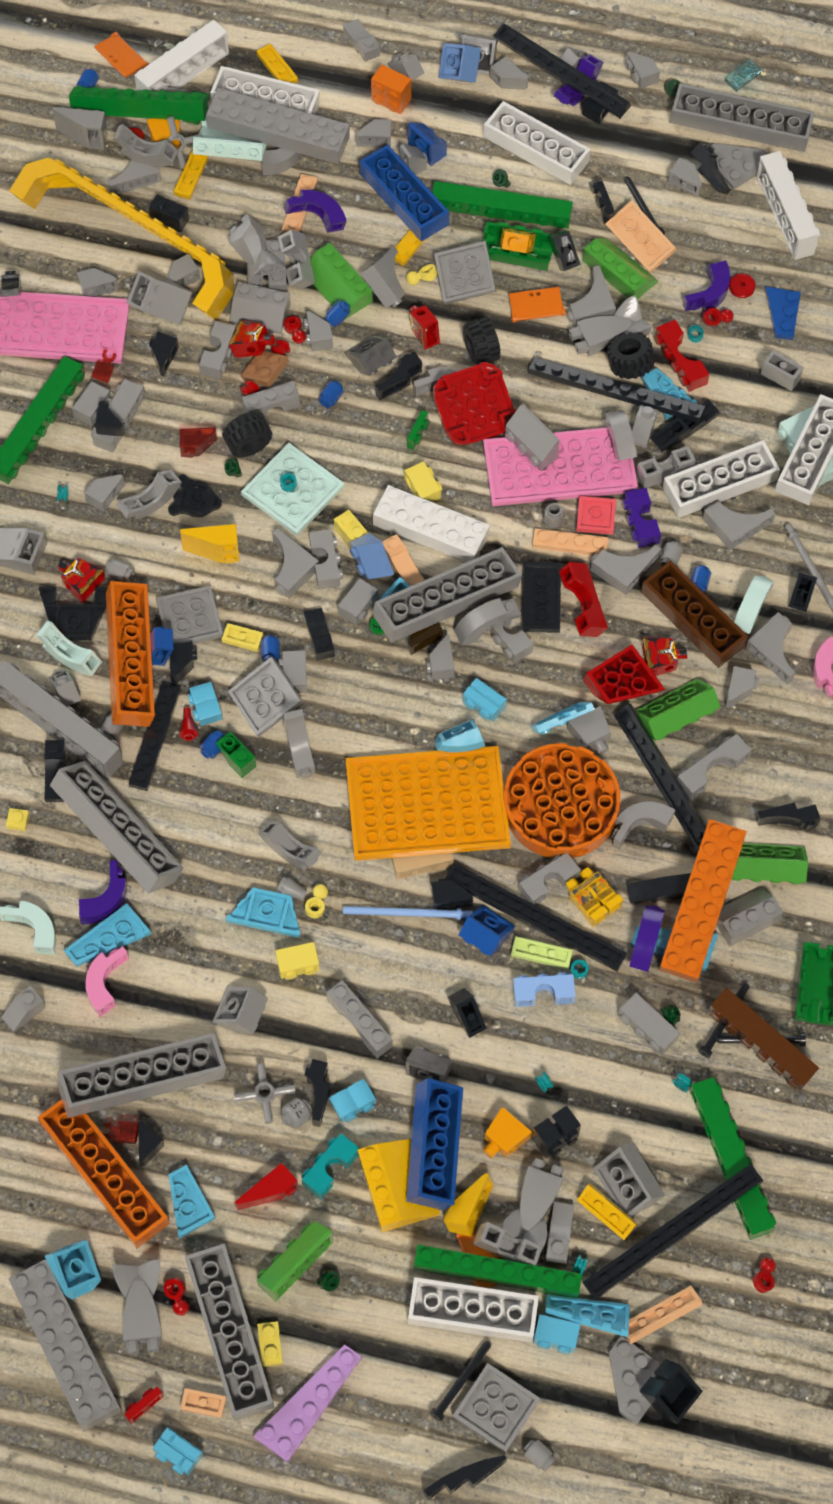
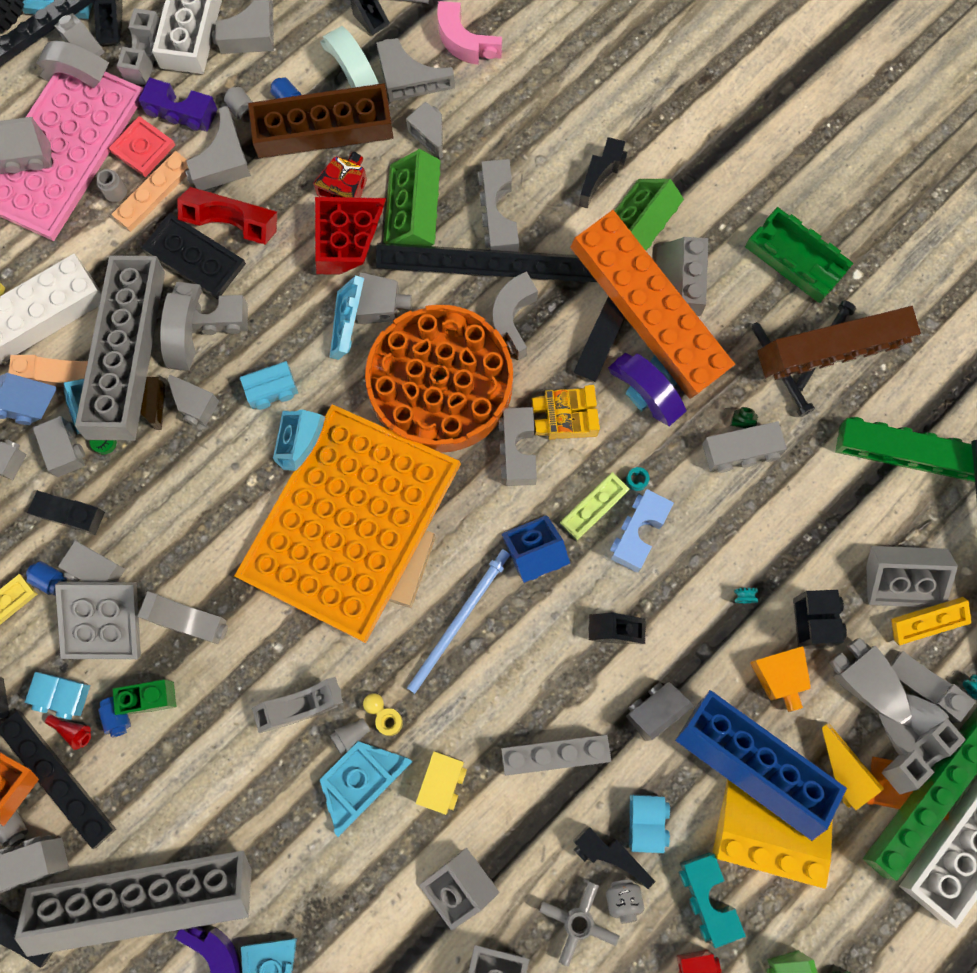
camera: 55 degrees left, 10 degrees up
(449, 895) = (469, 563): black slope -> none
(537, 918) = (550, 488): black plate -> none
(682, 1082) = (827, 453): teal bush -> none

